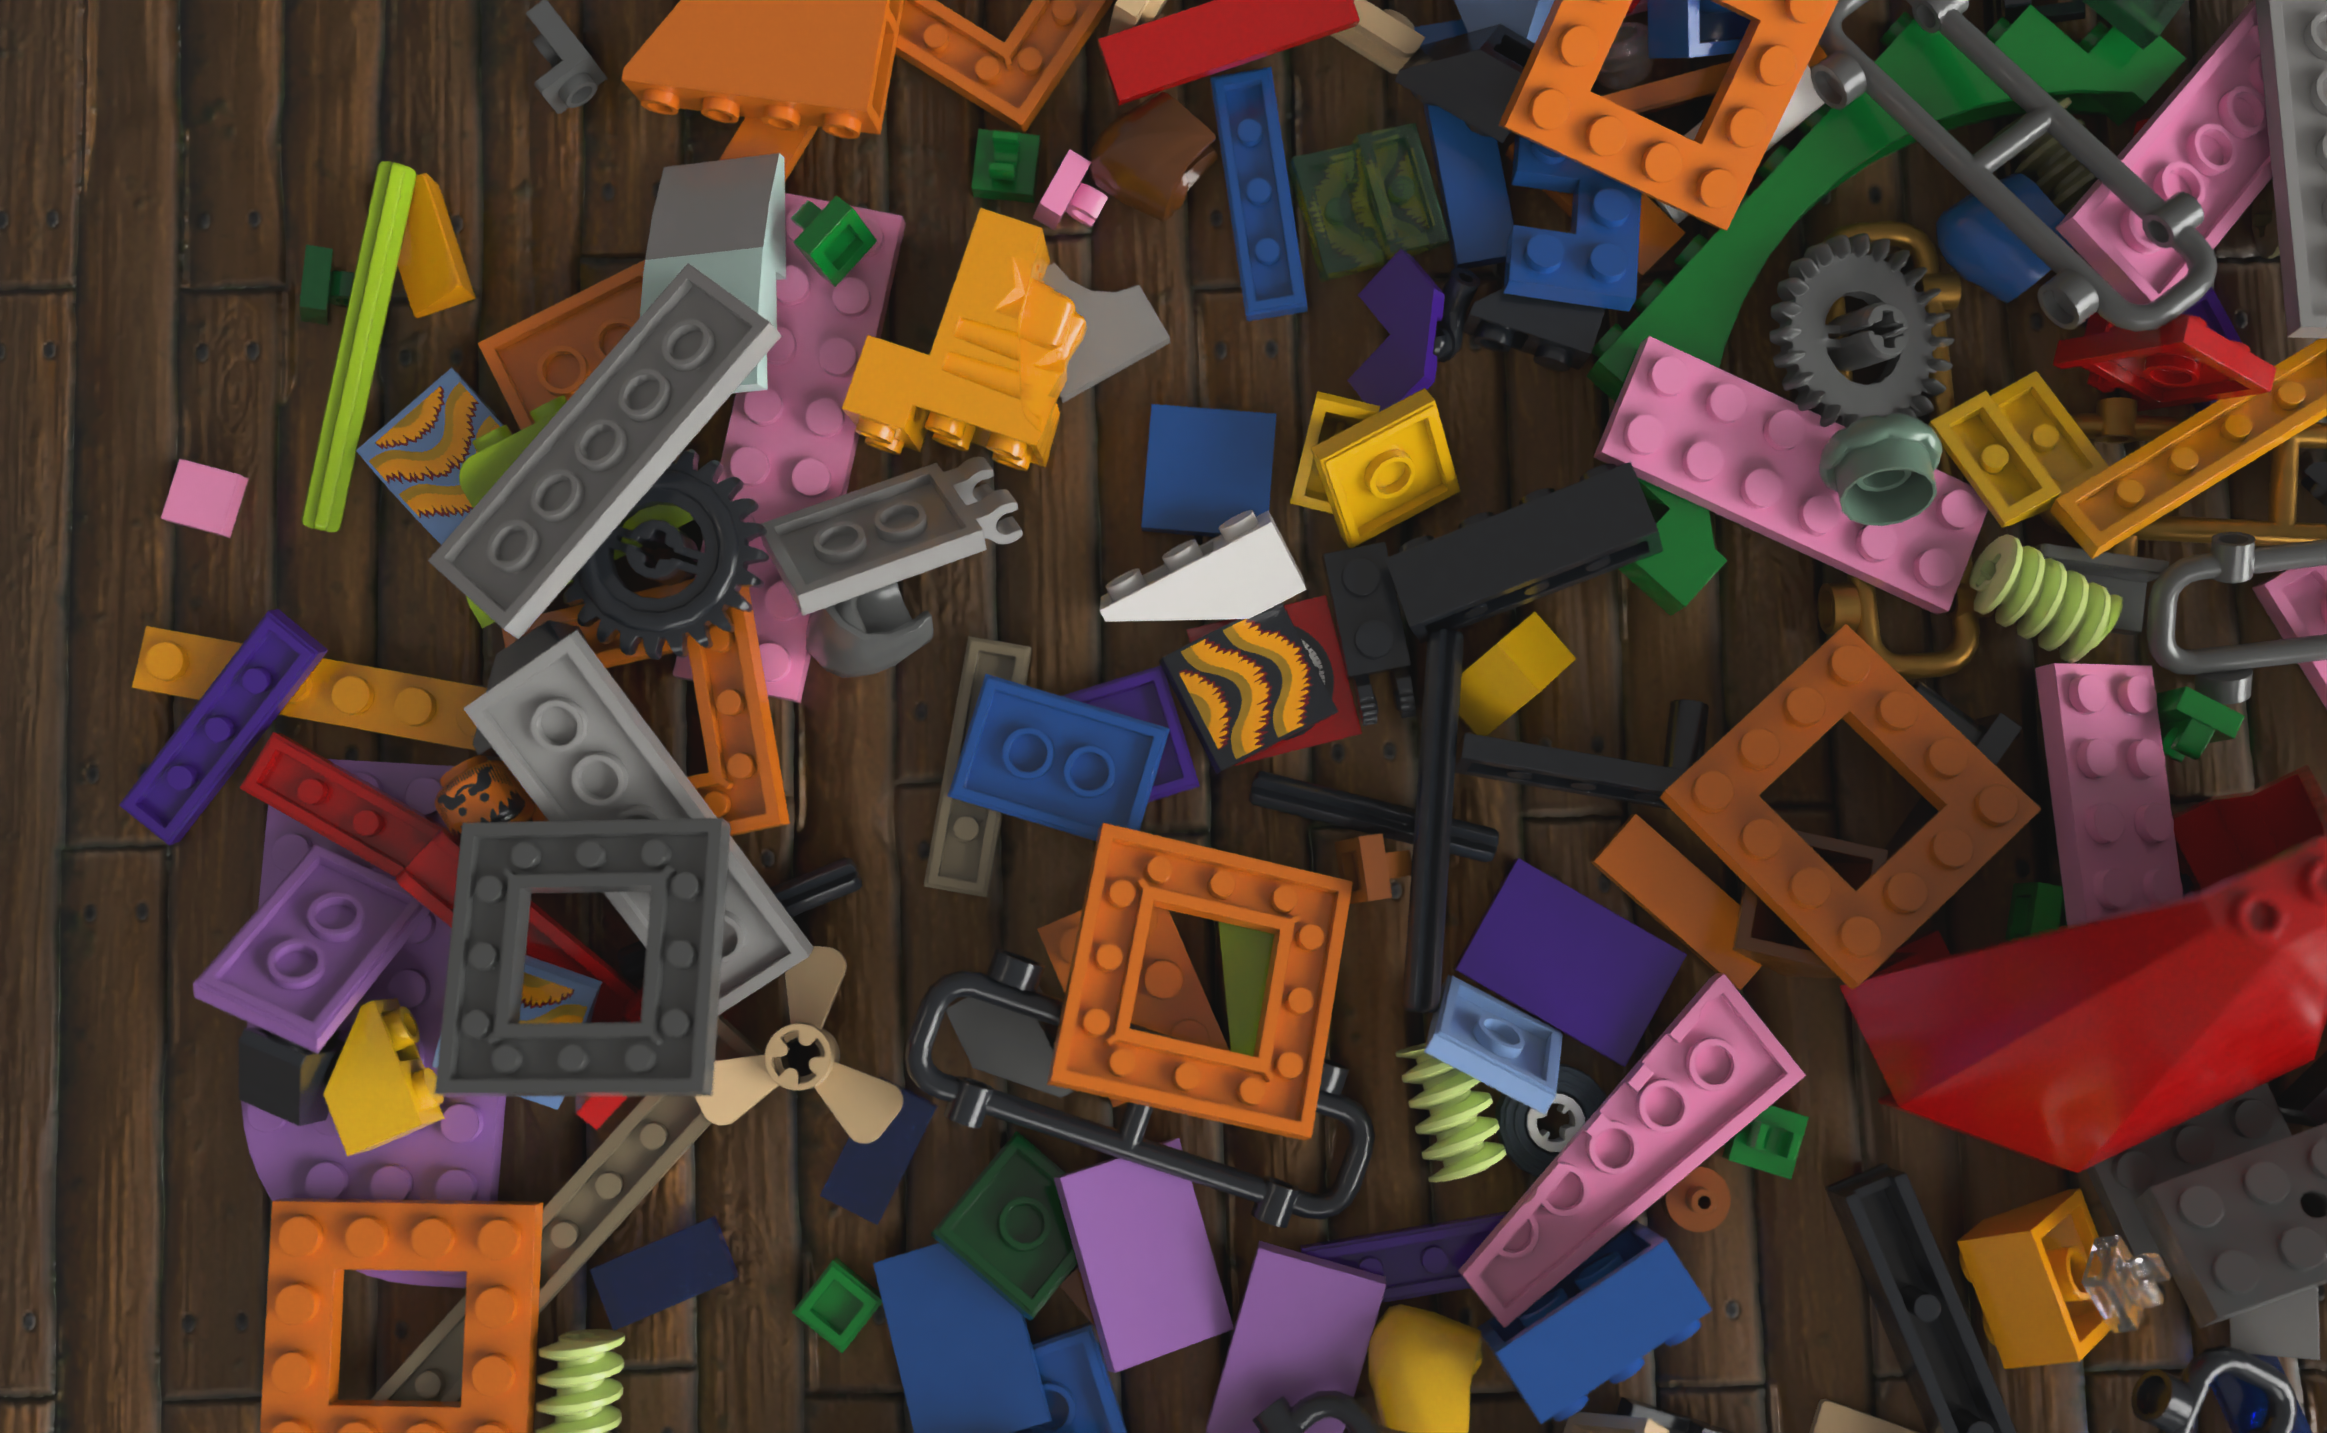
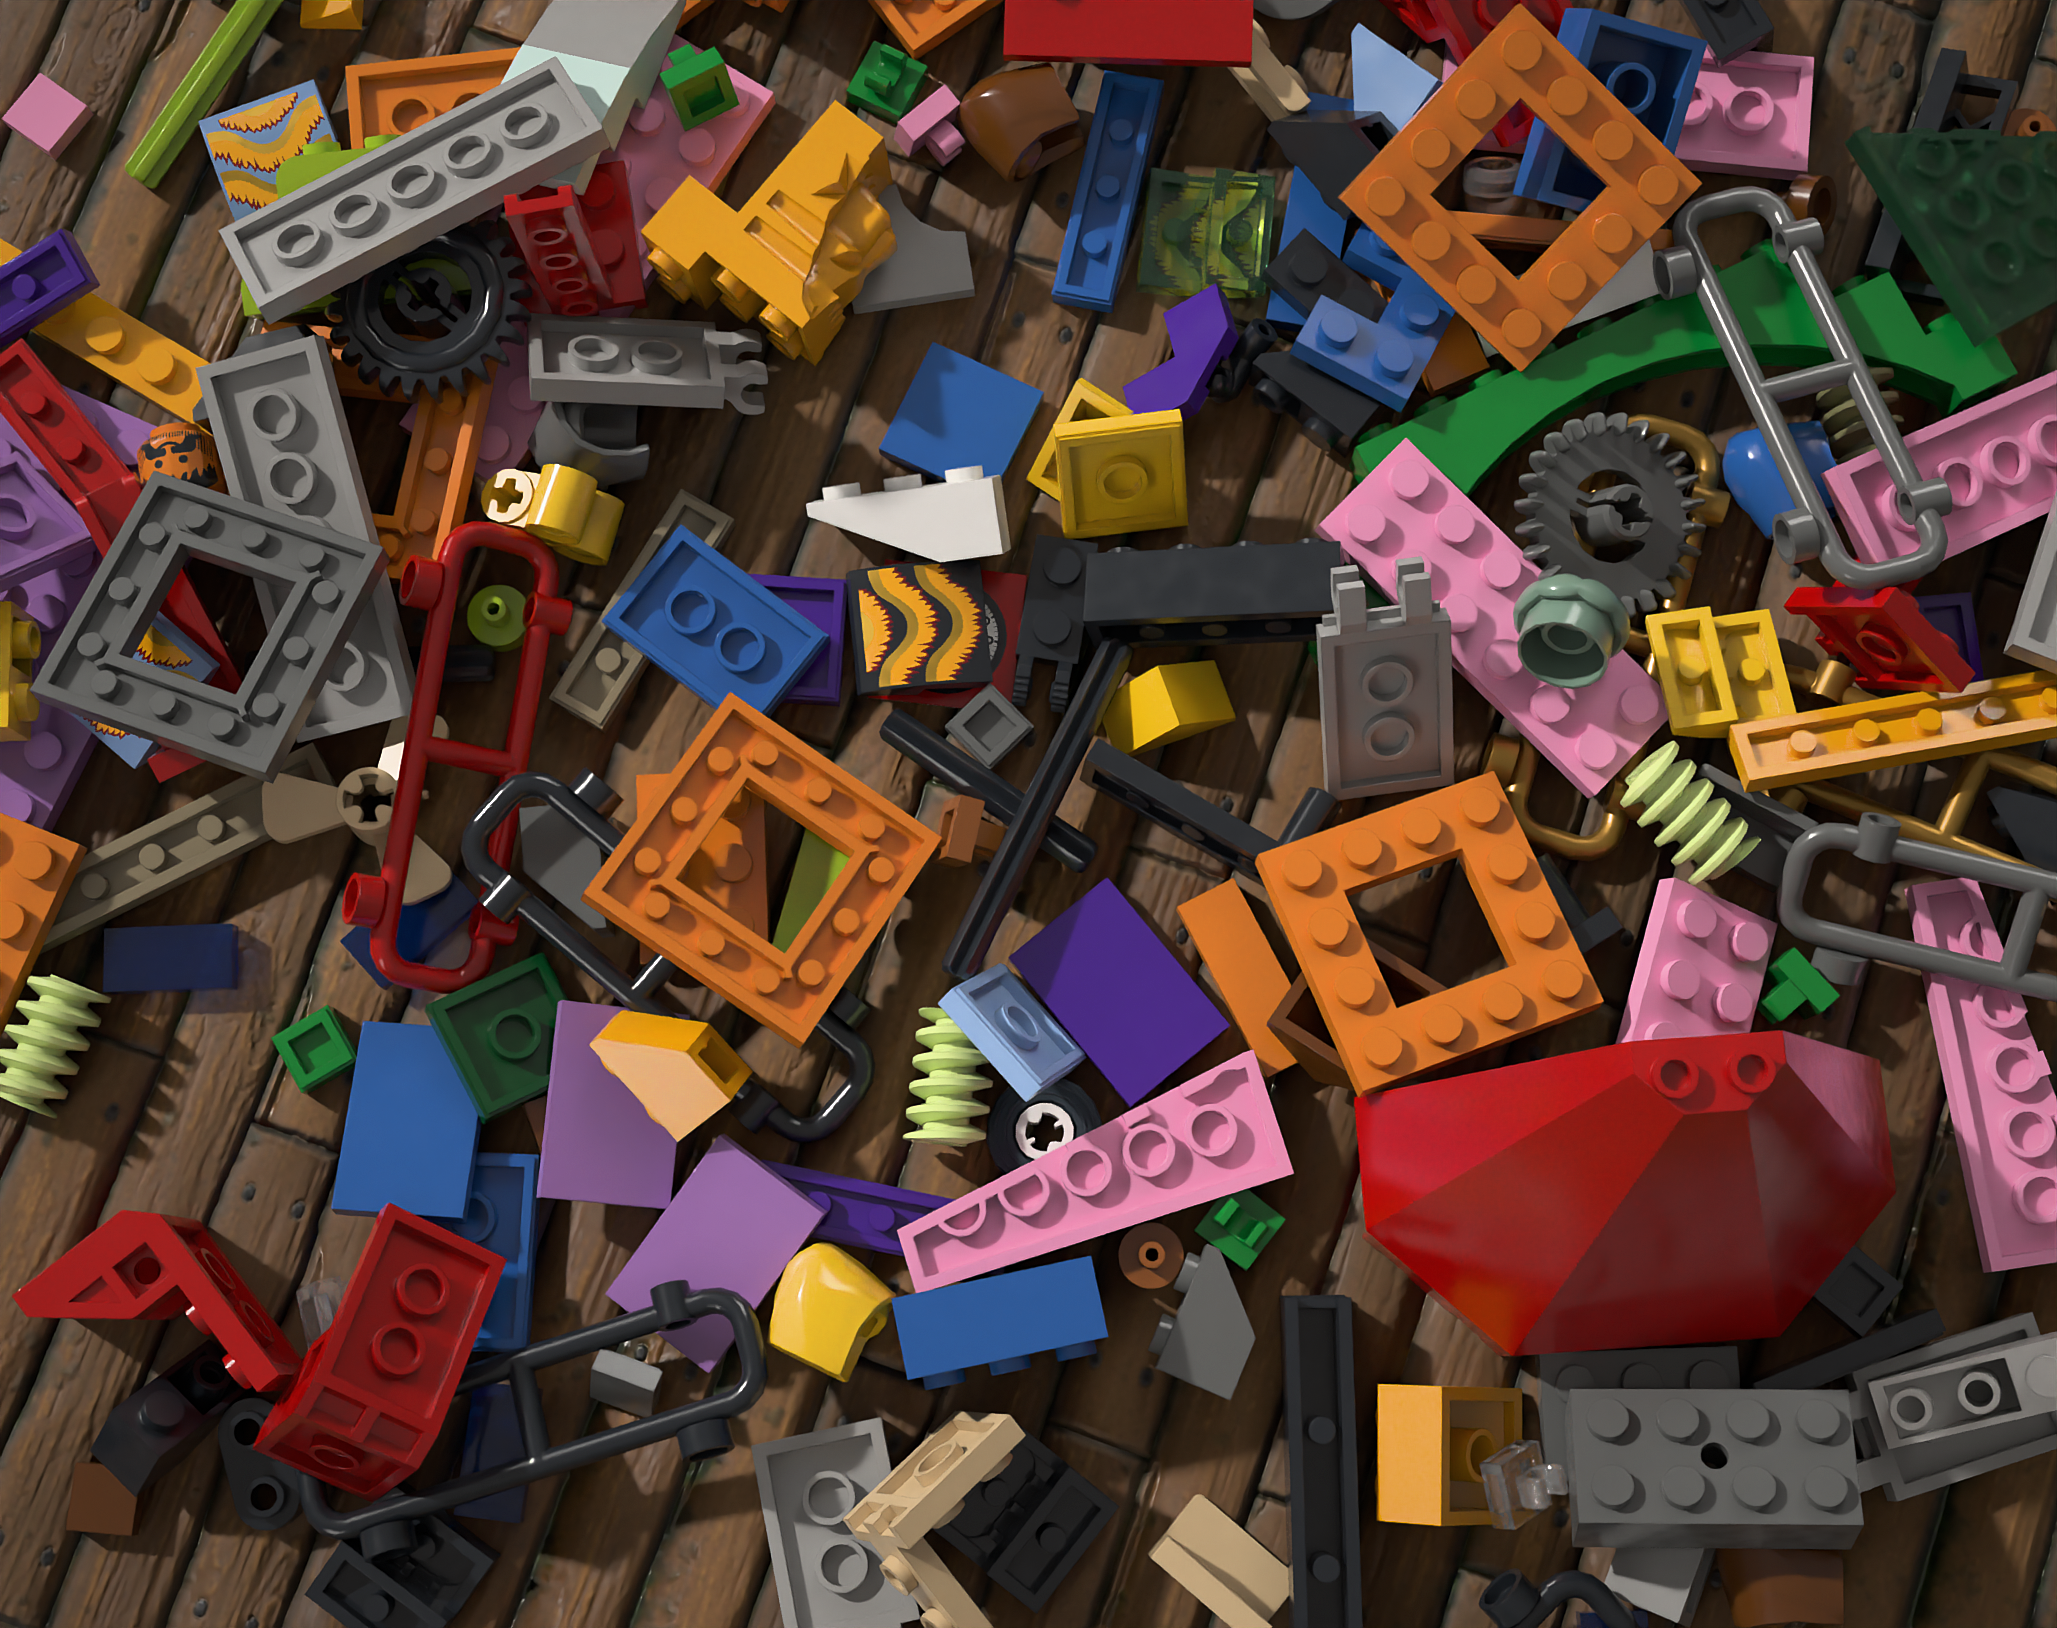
camera: 20 degrees right, 5 degrees down
(780, 831) = (434, 587): none -> red bar
(782, 441) = (579, 246): none -> red bracket
(859, 706) = (558, 508): none -> yellow piece
(860, 826) = (497, 617): none -> lime tile
(1191, 1202) = (672, 1066): none -> light orange slope
(1350, 756) = (989, 727): none -> dark grey tile
(1488, 207) = (1311, 270): none -> black plate
(1720, 582) = (1385, 687): none -> light grey tile
(1779, 1252) = (1210, 1330): none -> dark grey slope

